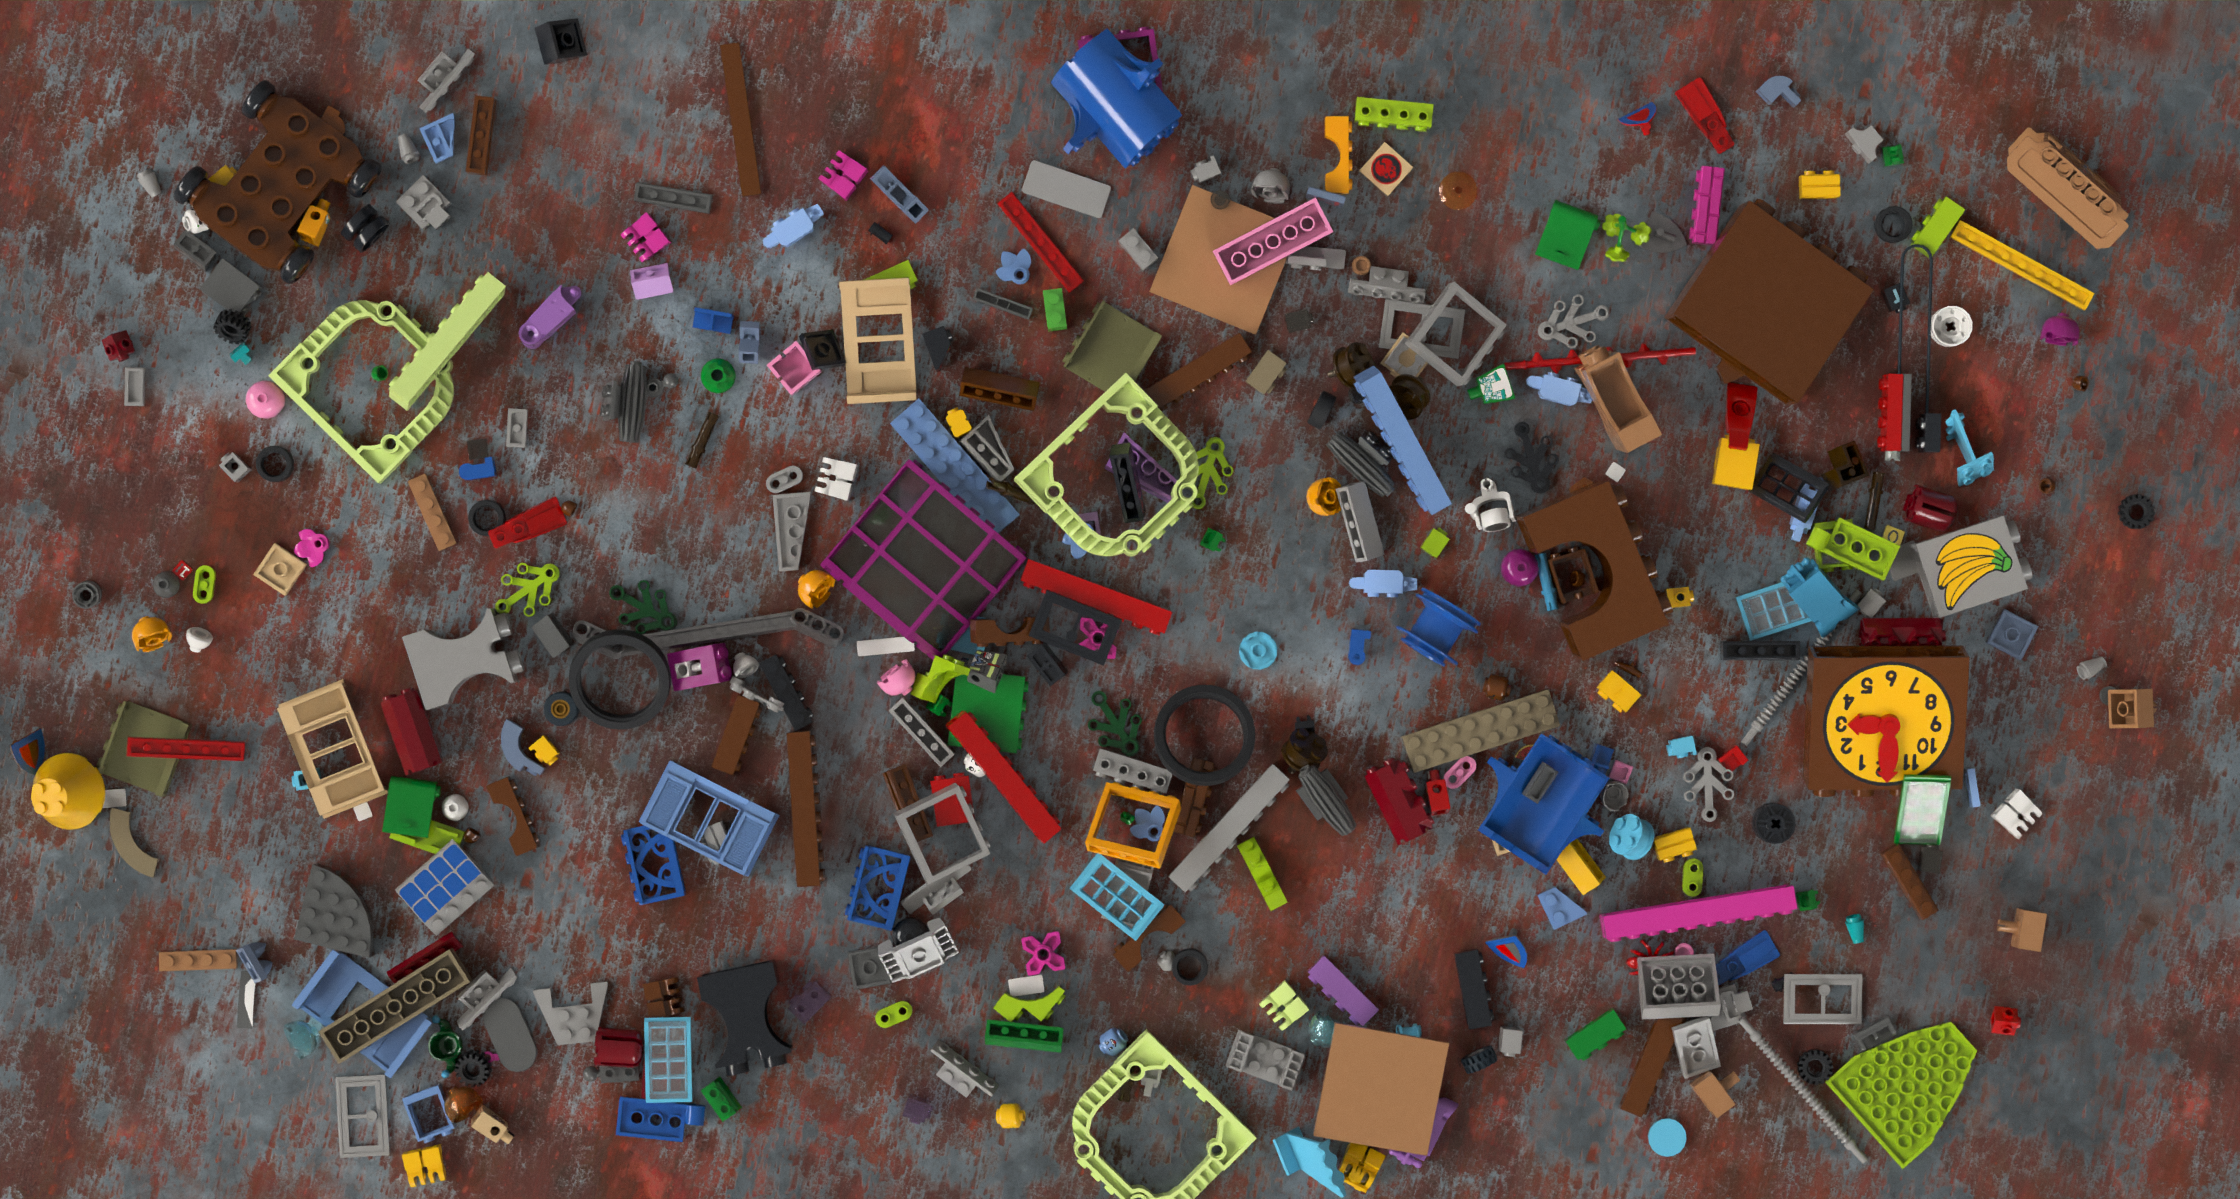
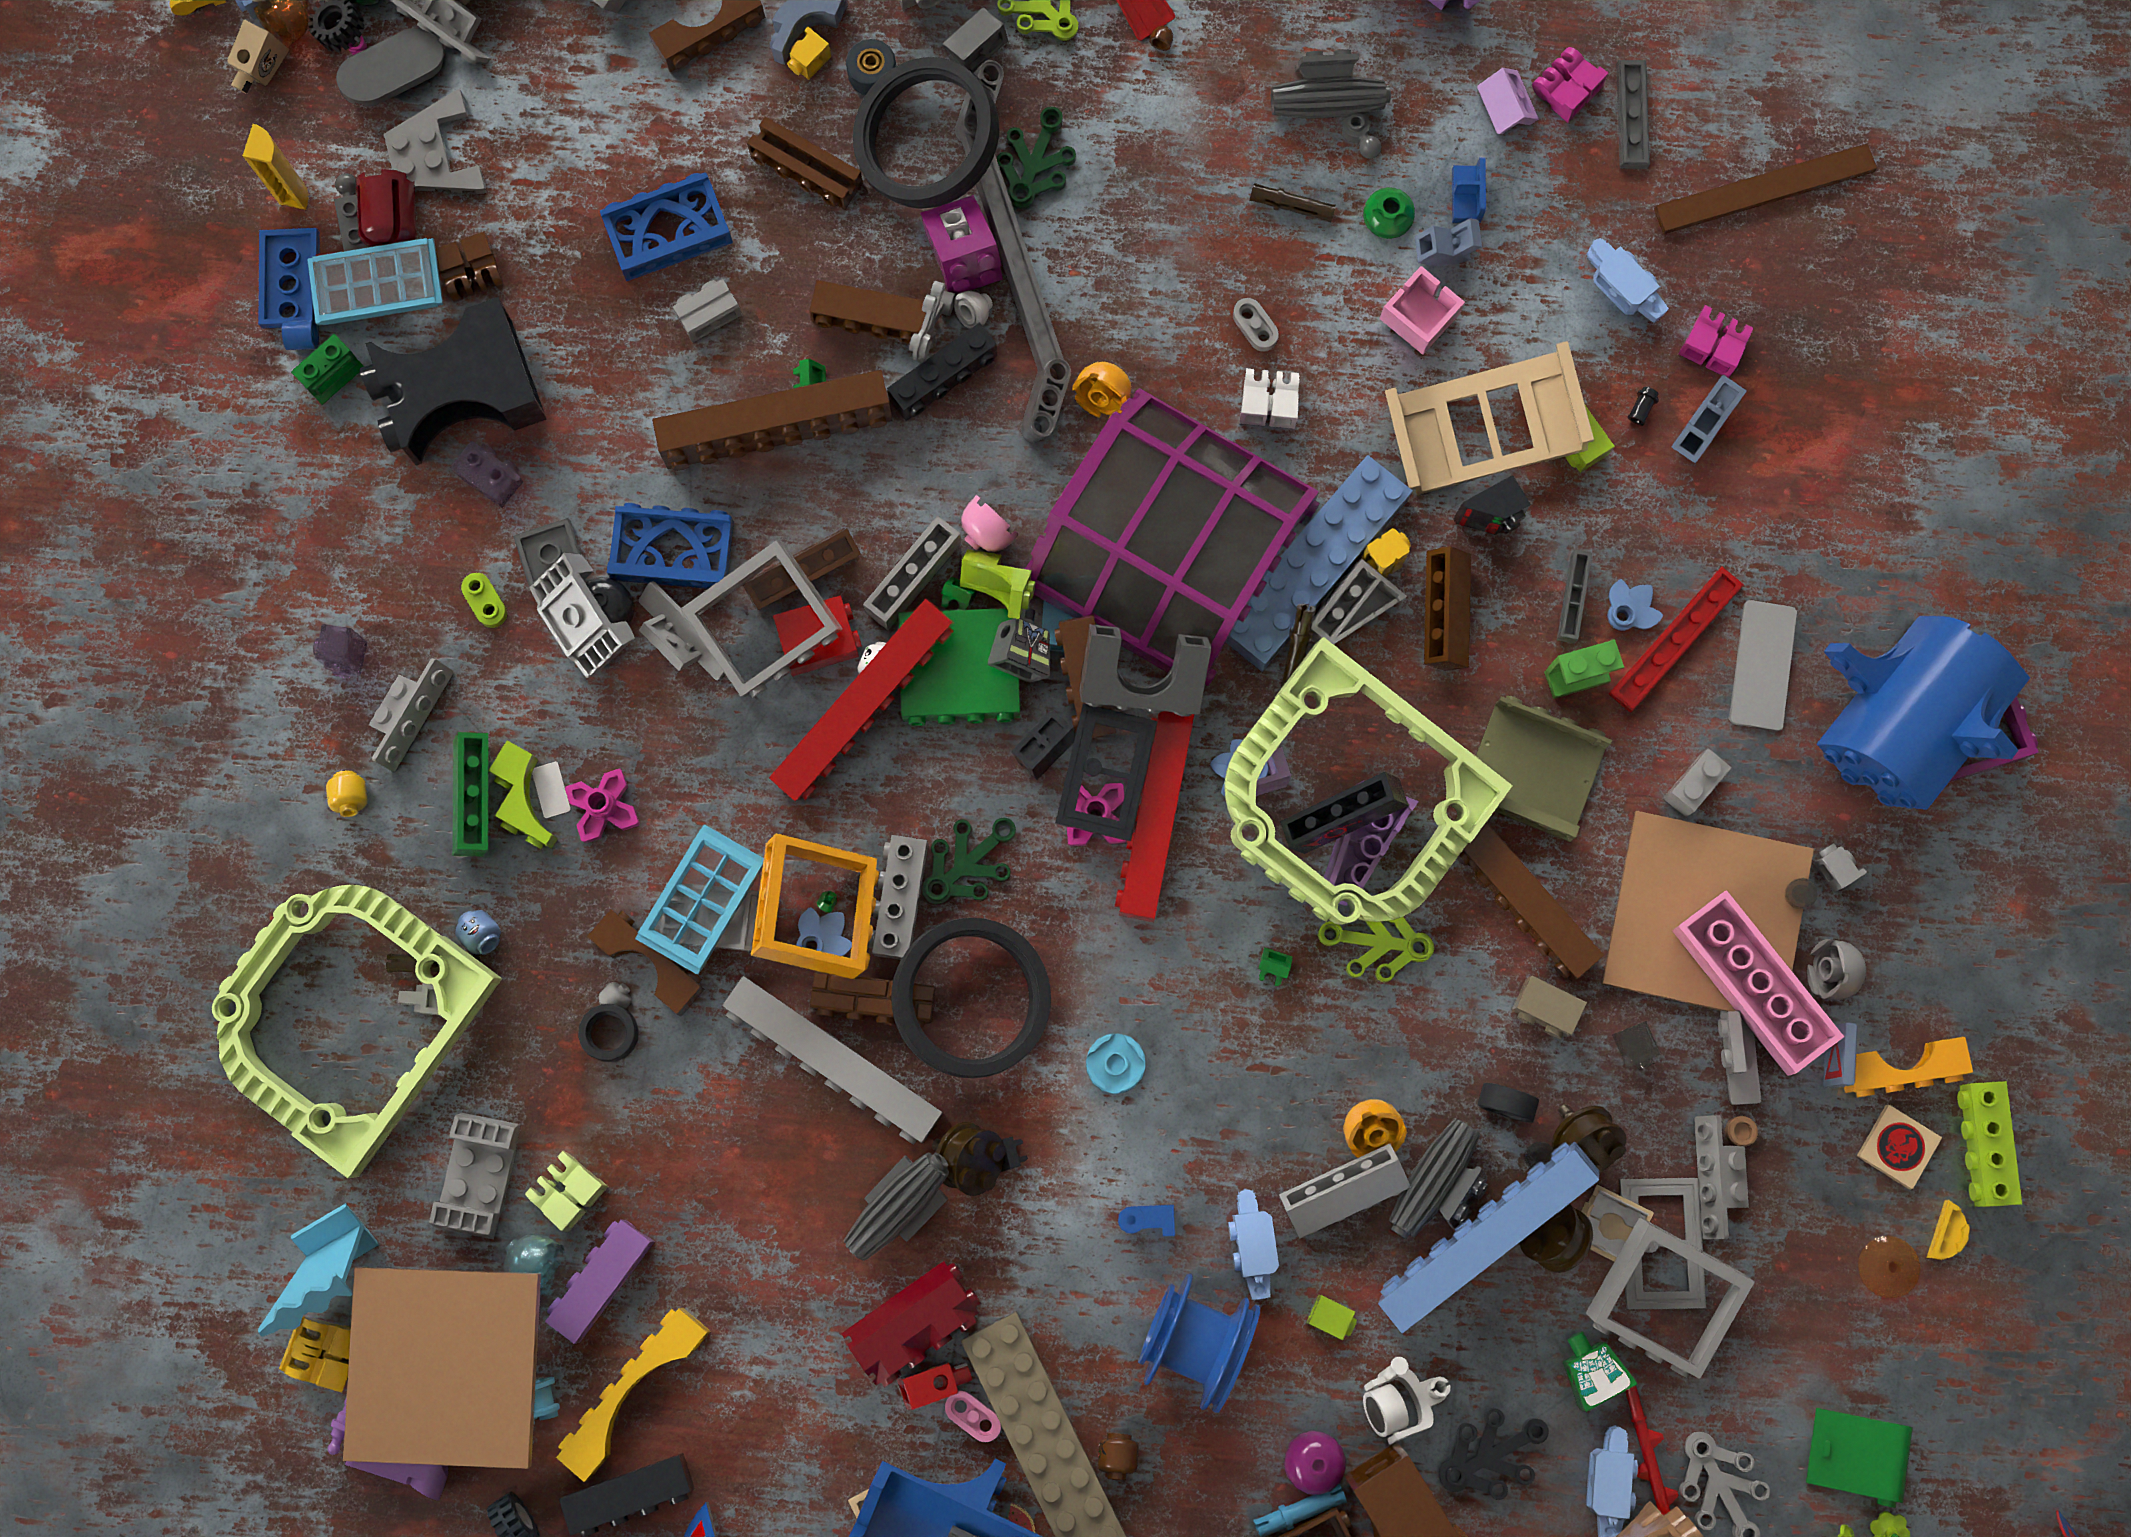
camera: 80 degrees right, 10 degrees down
(584, 1115) = (275, 169): none -> yellow brick
(623, 764) = (805, 163): none -> reddish brown brick
(745, 835) = (722, 345): medium blue piece -> none
(776, 779) = (809, 373): none -> green tile
(790, 526) = (1191, 342): light grey wing -> none
(822, 349) = (1457, 344): black tile -> none
(884, 646) = (1031, 500): white sticker -> none
(1031, 575) = (1178, 692): none -> dark grey arch
(1262, 874) = (766, 1123): lime arch -> none
(1386, 948) = (592, 1442): none -> yellow arch
(1443, 148) = (1950, 1233): none -> yellow tile

